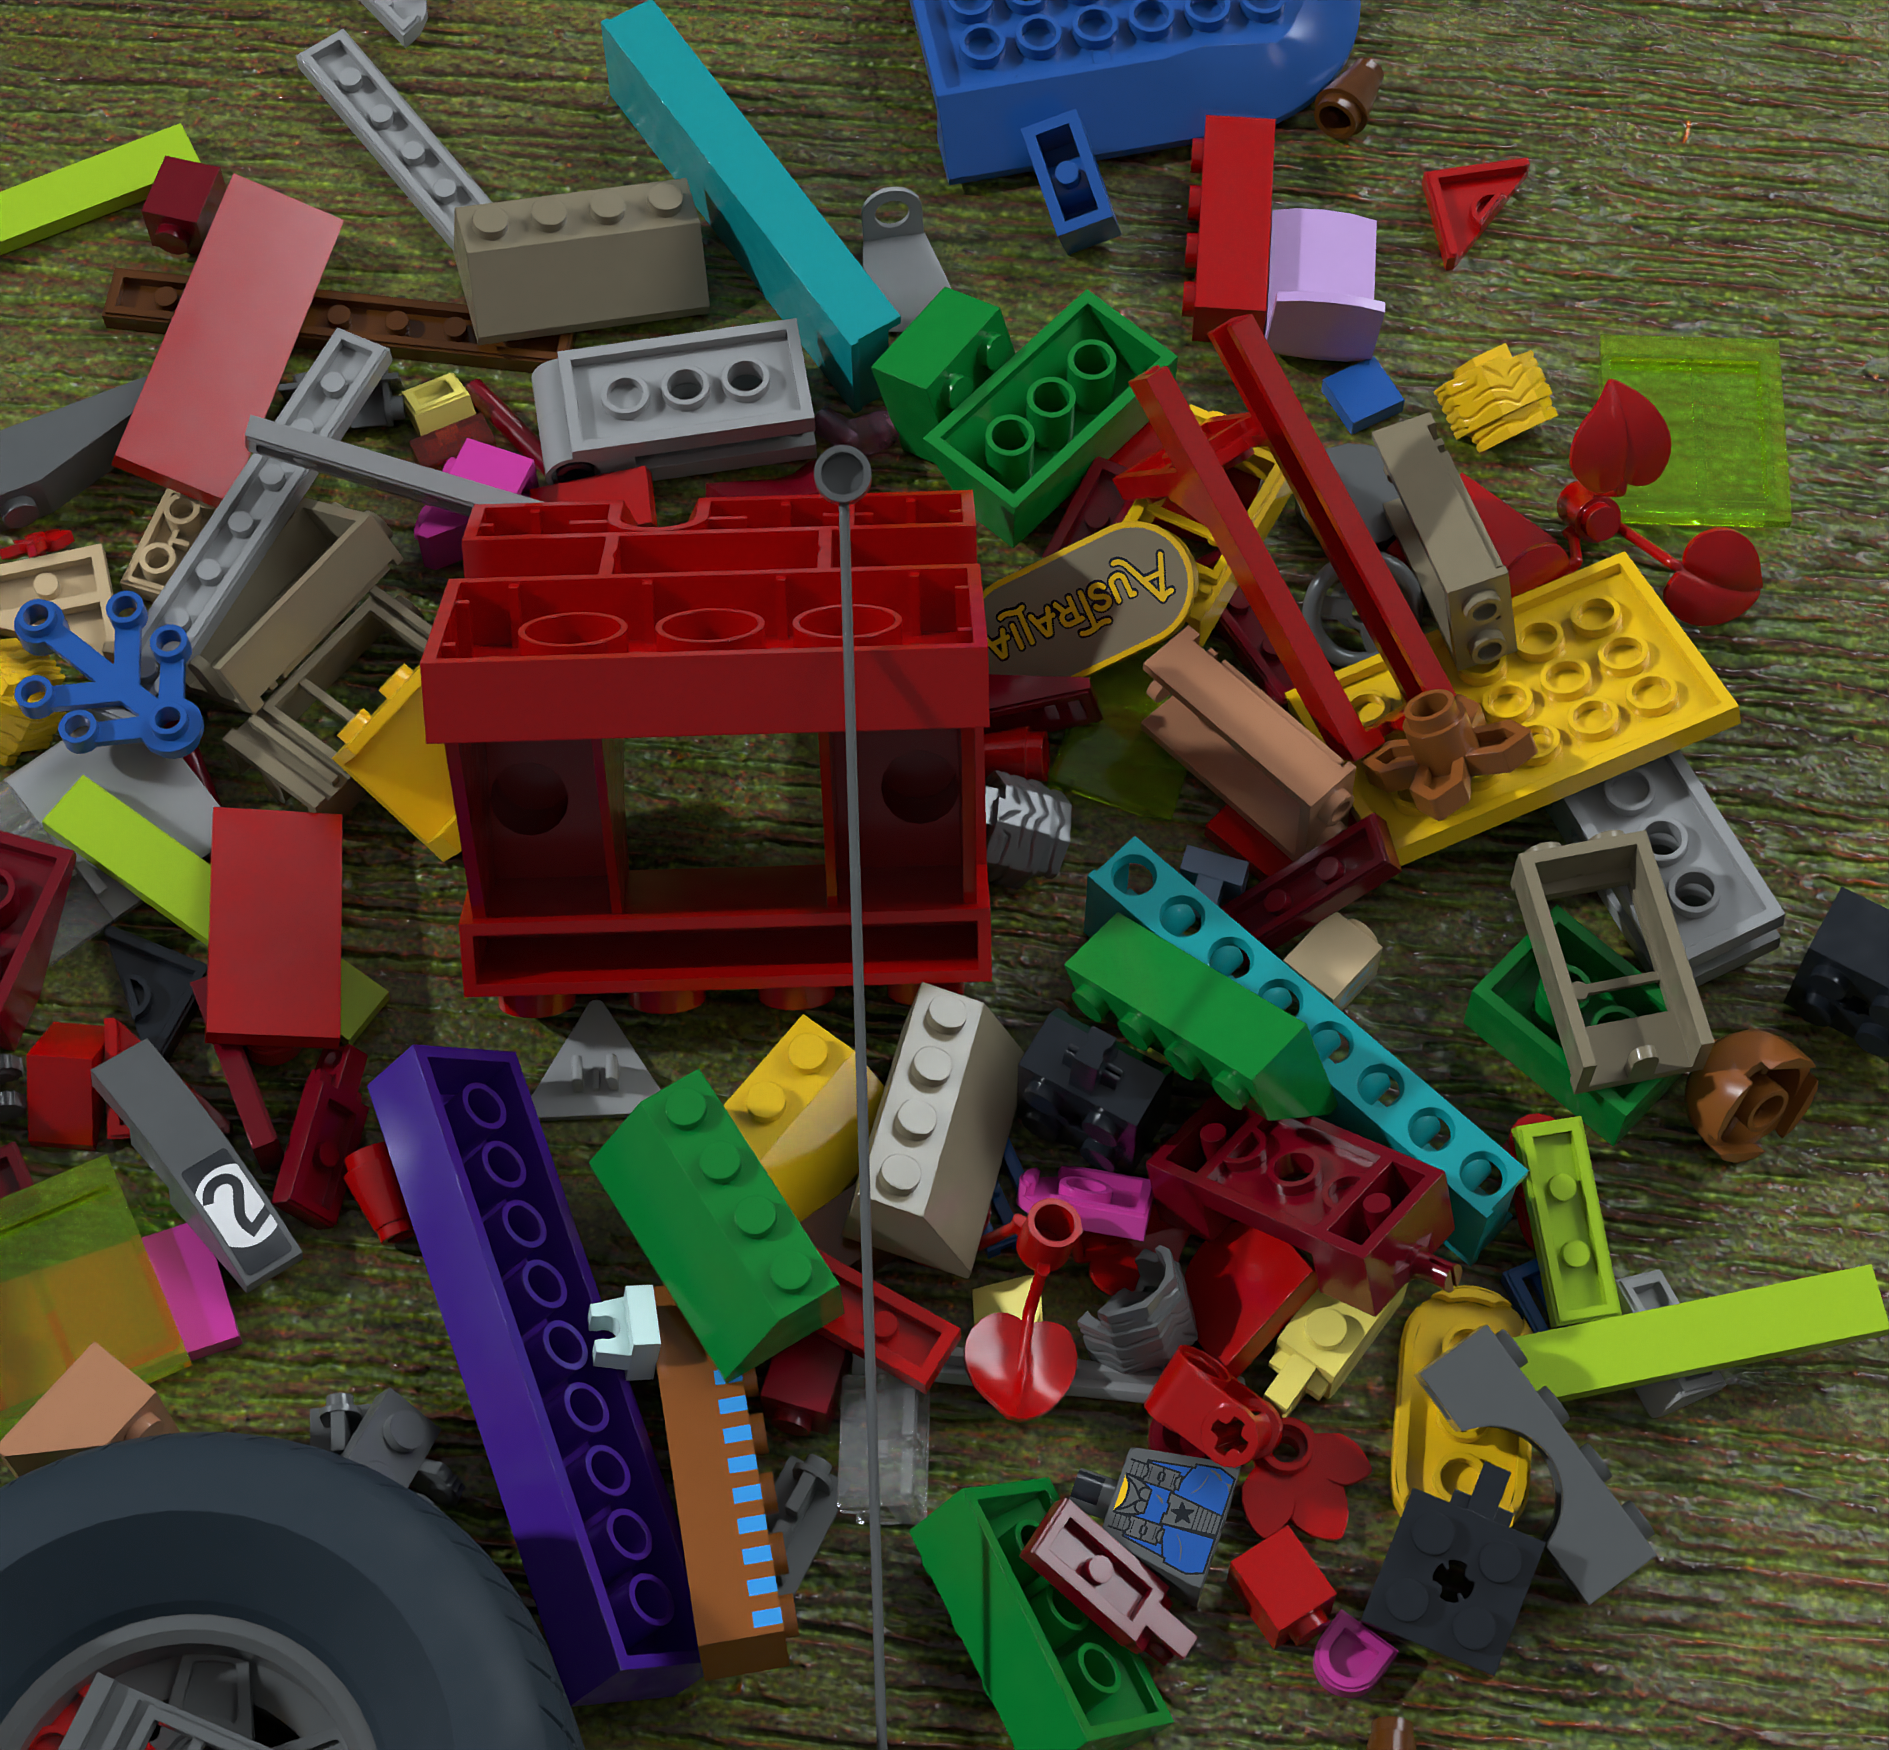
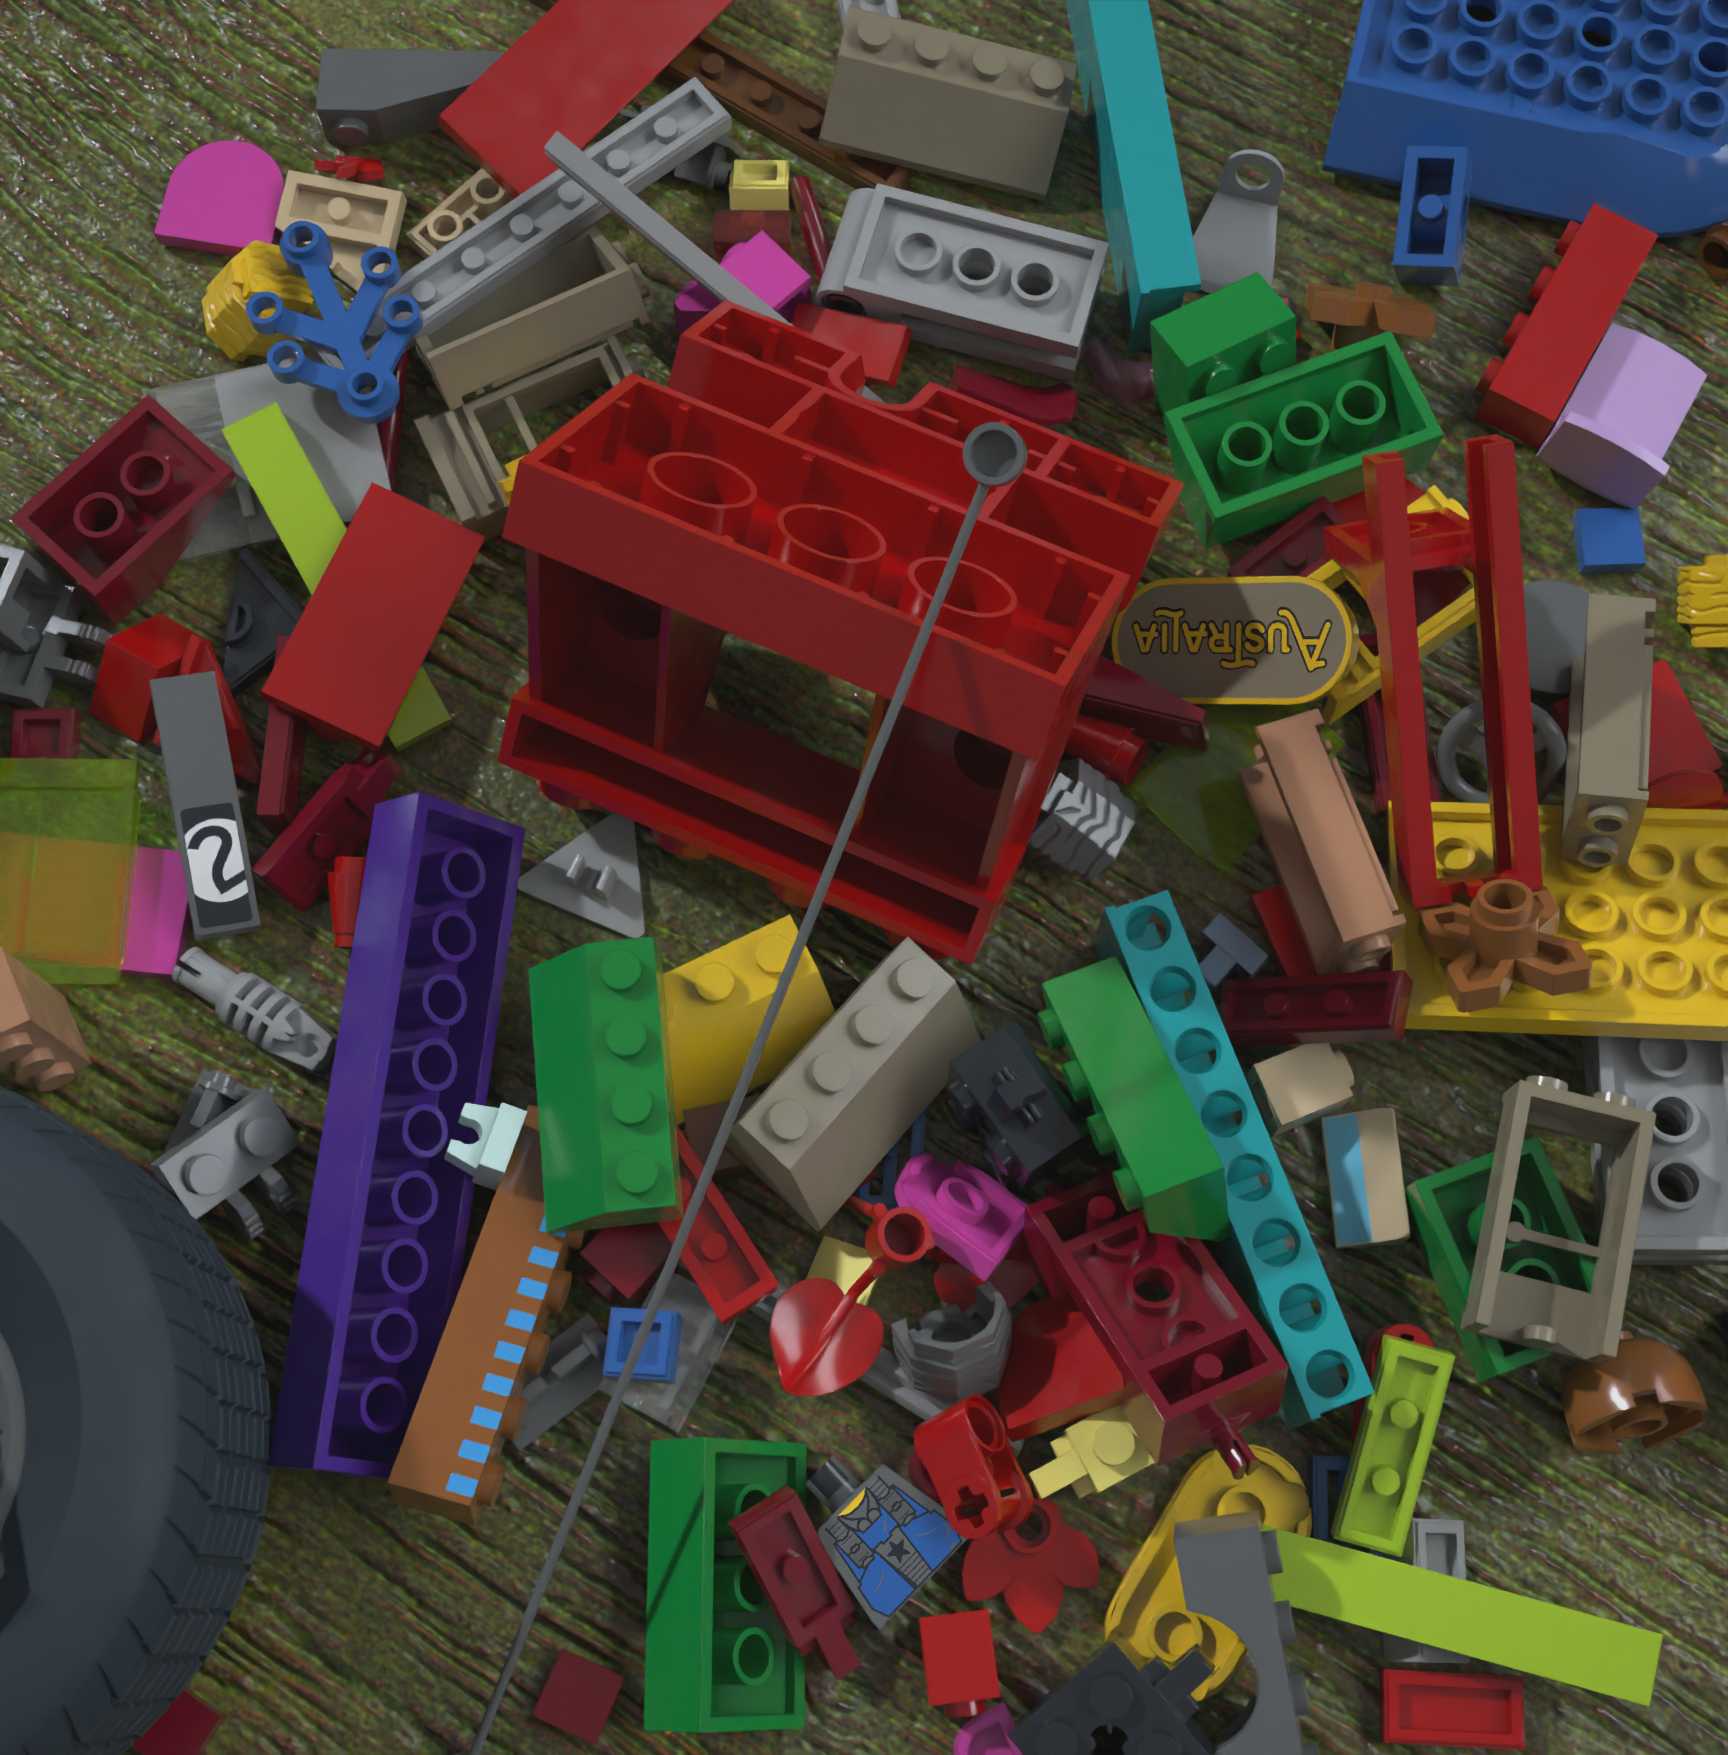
camera: 25 degrees right, 10 degrees up
(339, 1331) = (259, 1011): none -> light grey hinge
(846, 1447) = (660, 1351): none -> blue tile
(1054, 286) = (1367, 312): none -> dark orange plant
(1428, 1020) = (1365, 1179): none -> slope
(1730, 1430) = (1452, 1709): none -> red tile

